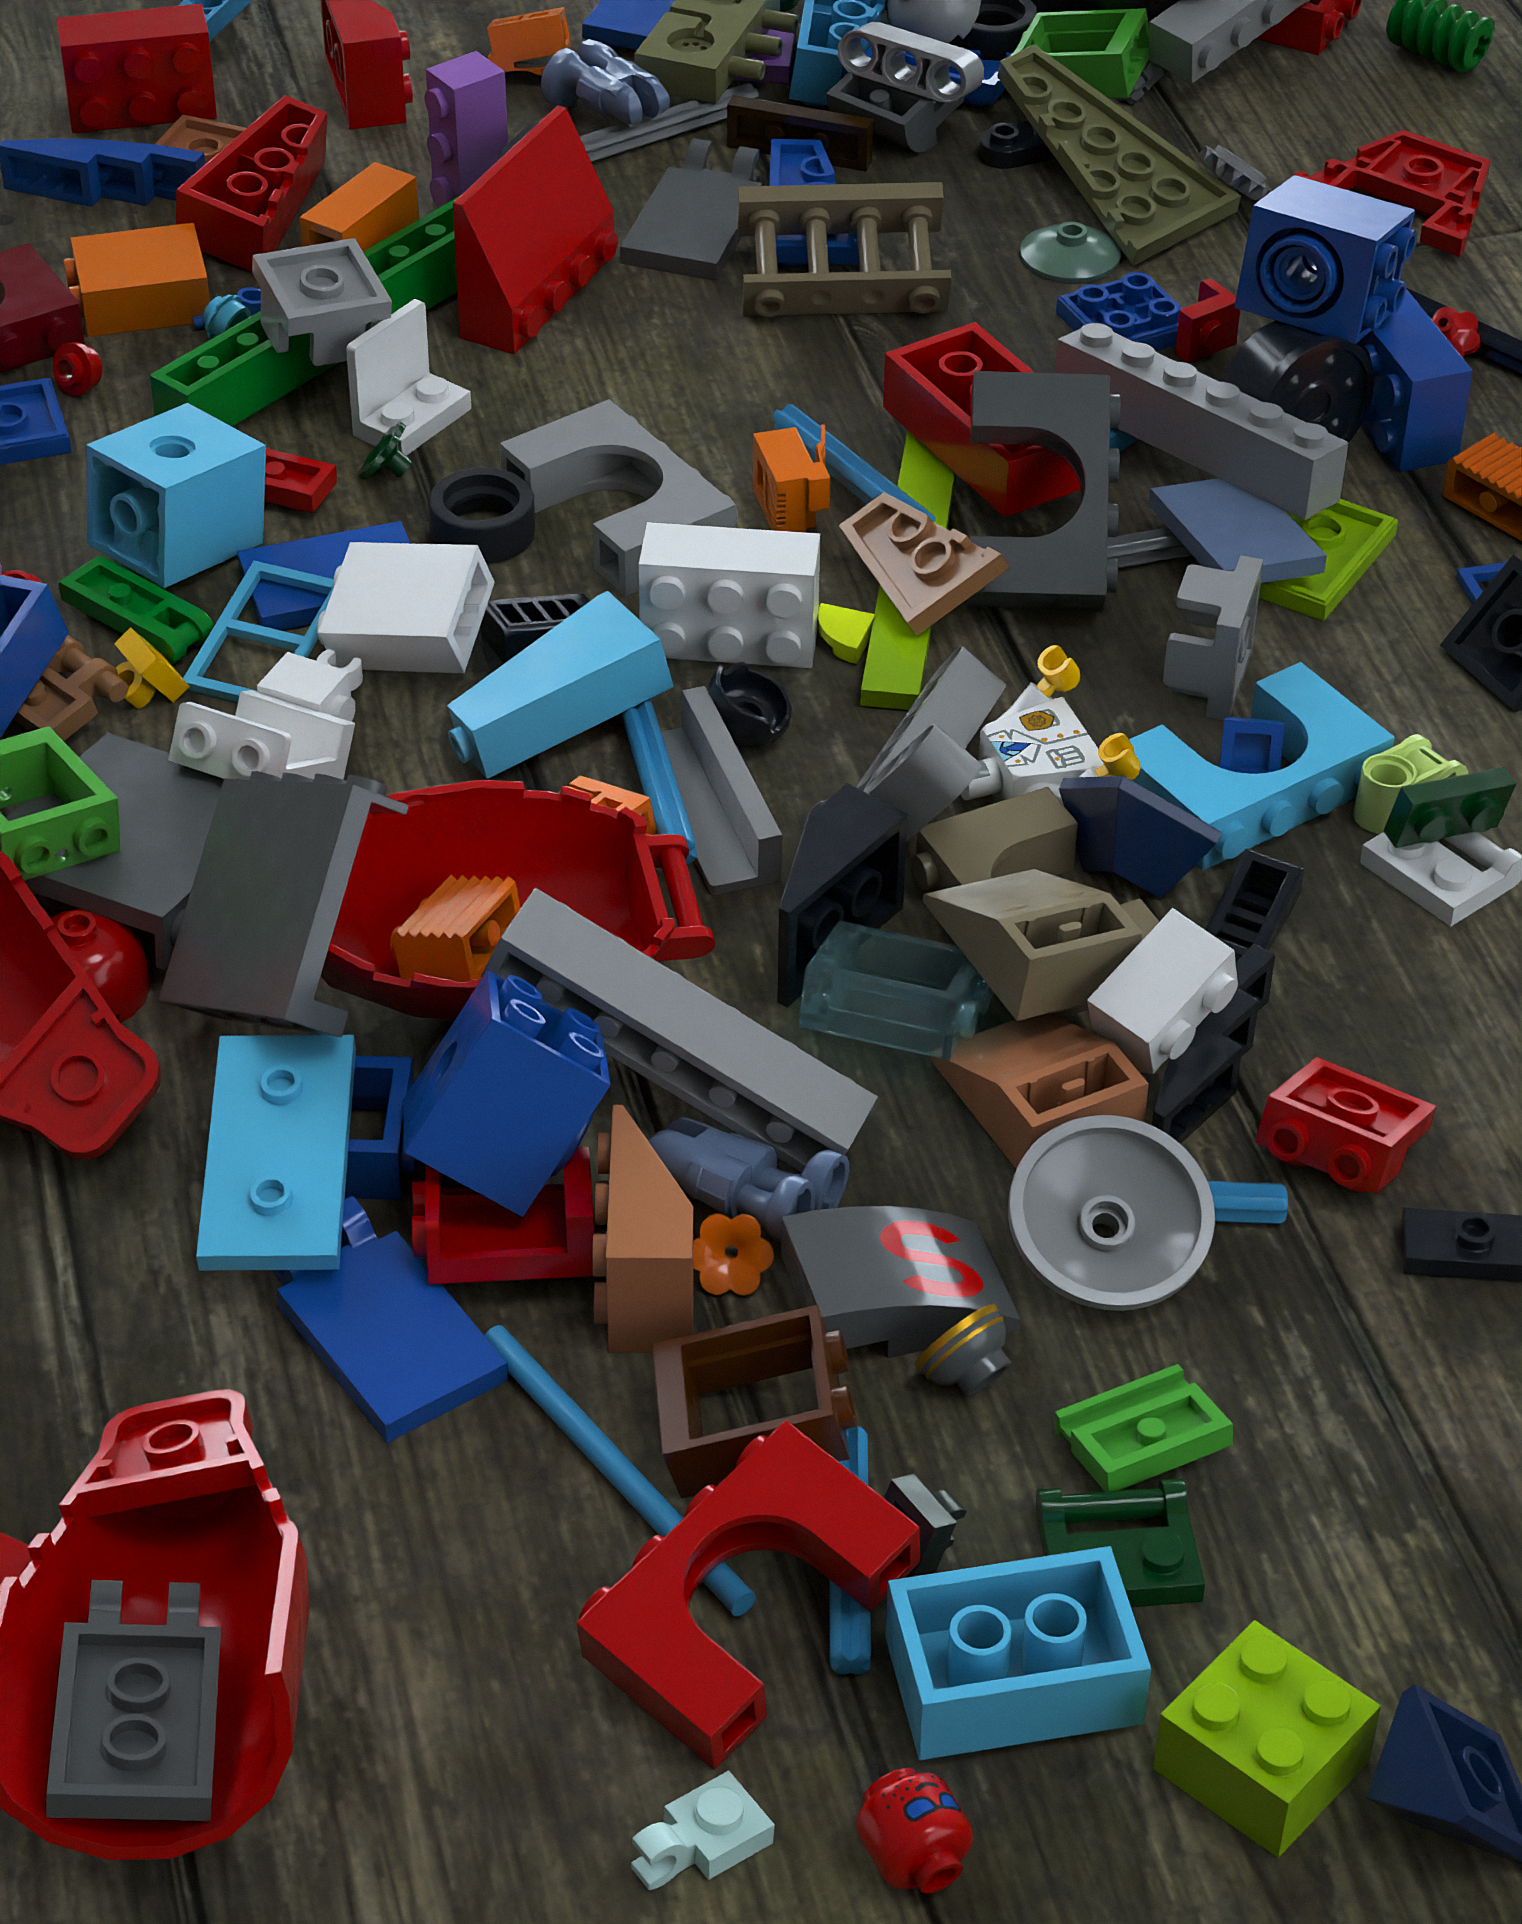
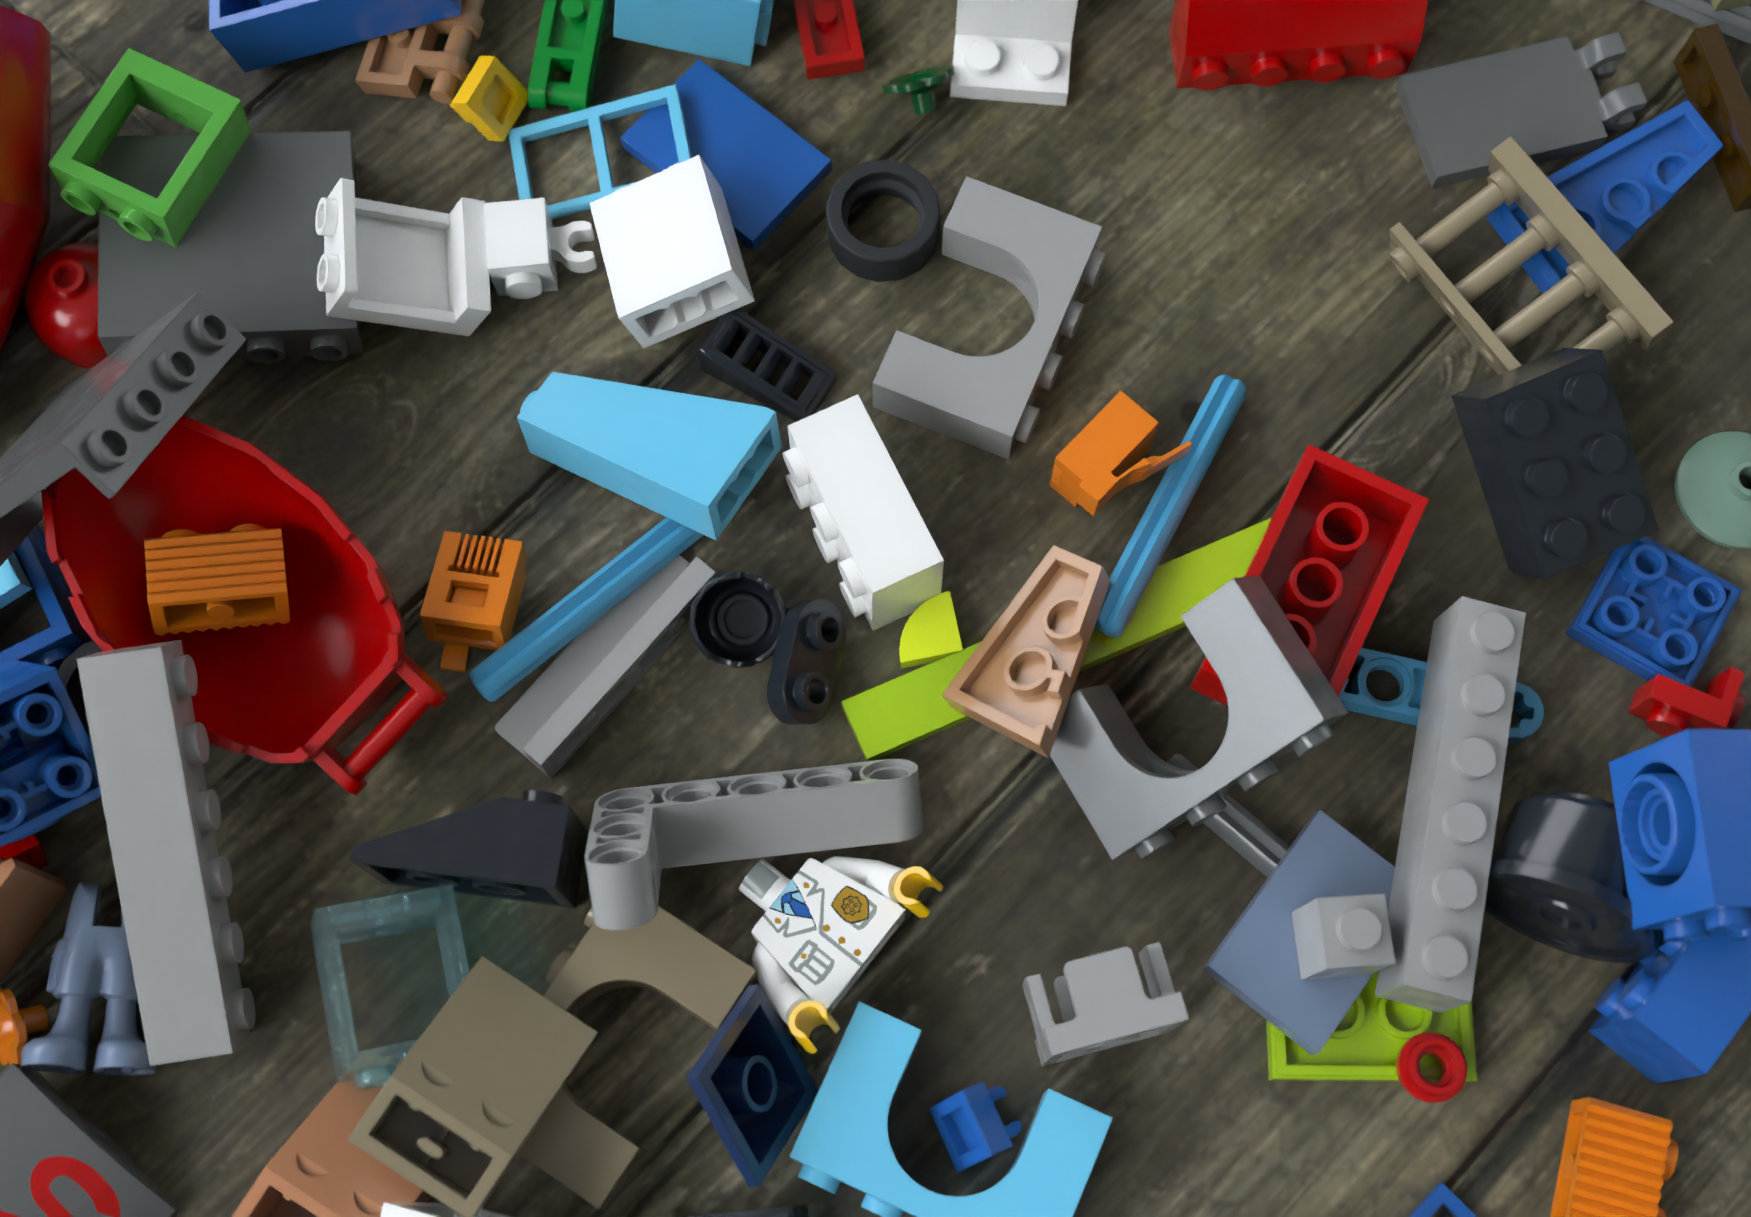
camera: 60 degrees right, 30 degrees up
(832, 697) = (806, 656): none -> black plate
(993, 276) = (1555, 462): none -> black brick
(1256, 491) = (1343, 936): none -> light grey brick
(1375, 520) = (1451, 1062): none -> red plate

